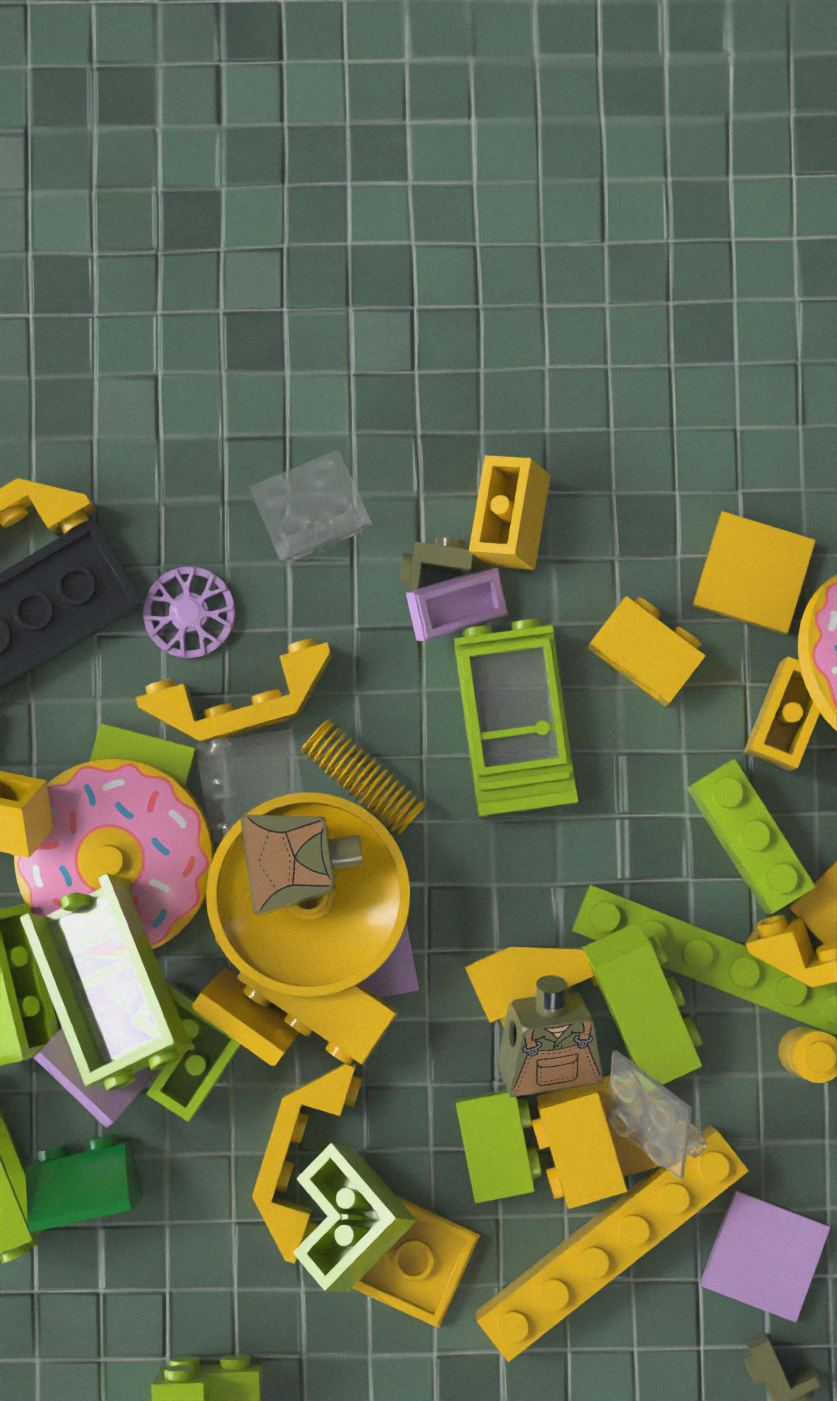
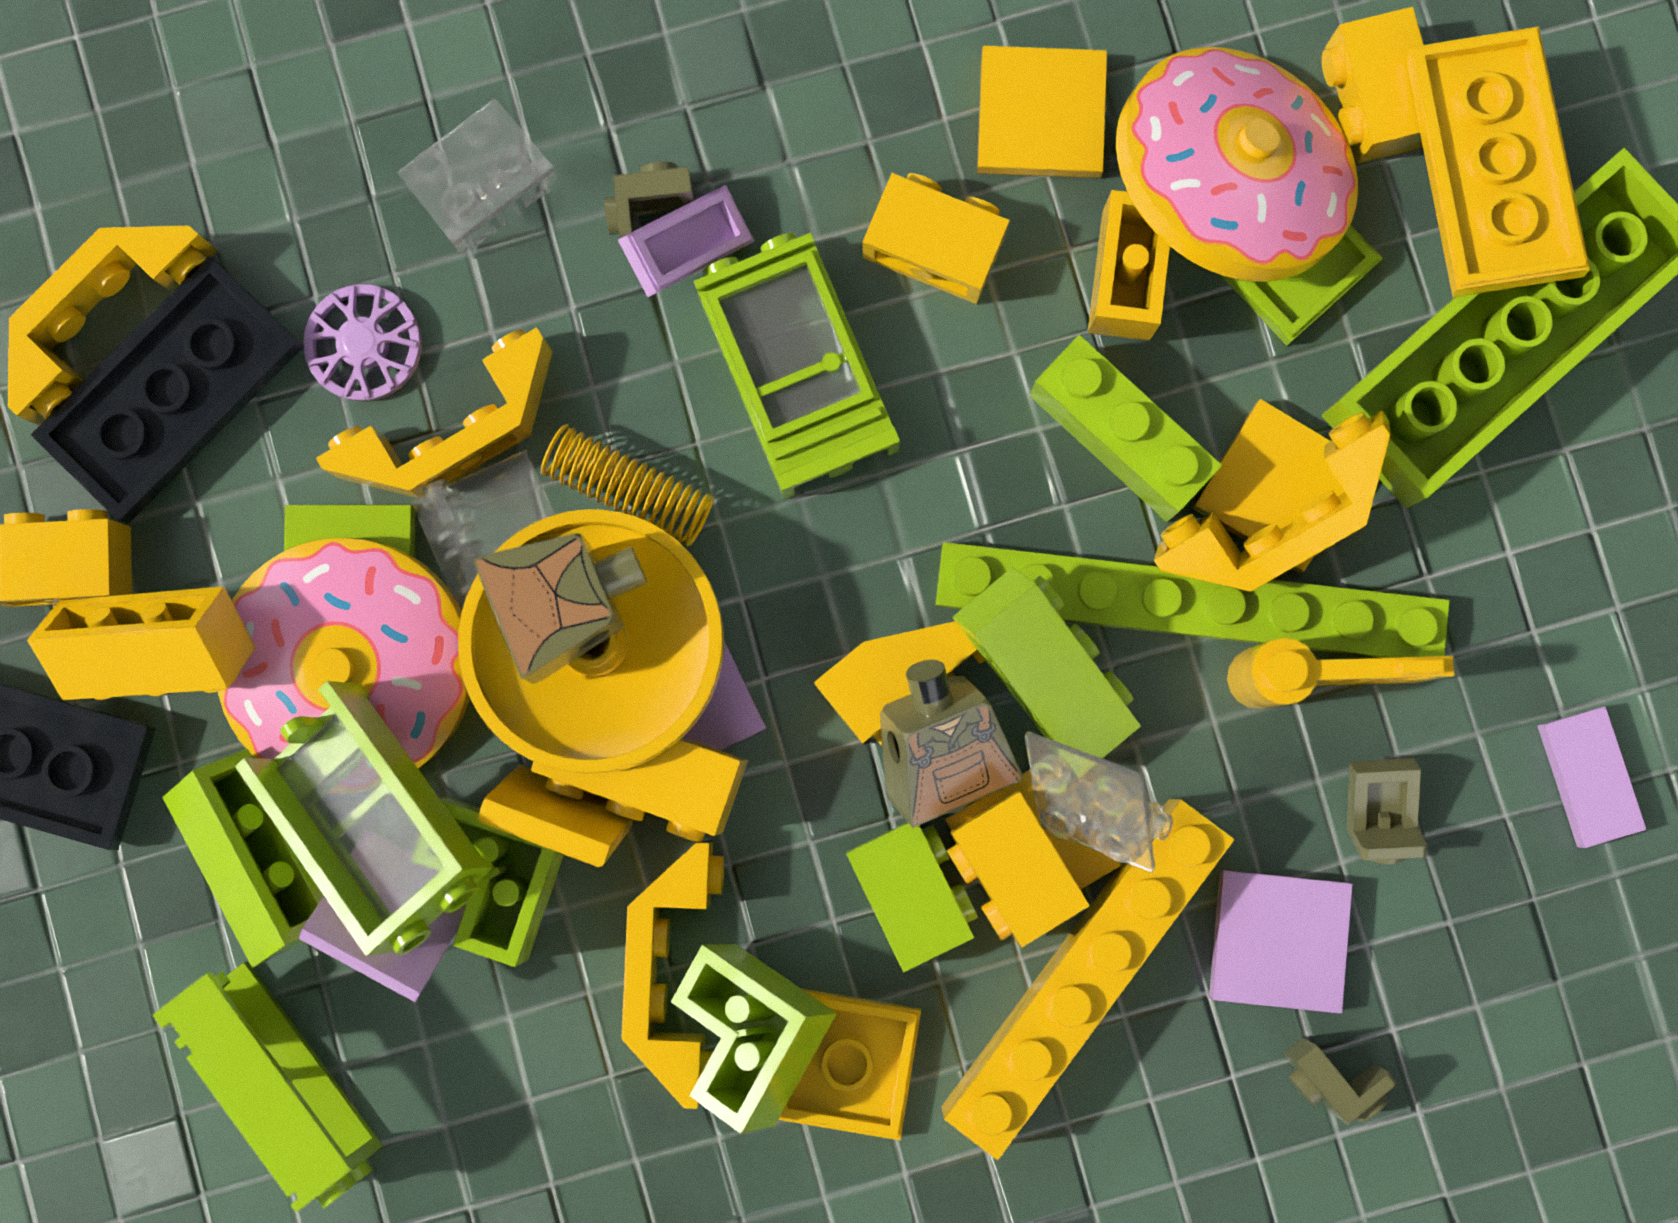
camera: 10 degrees left, 0 degrees up
(82, 1183) = (405, 1081): green slope -> none
(509, 512) = (721, 110): yellow brick -> none

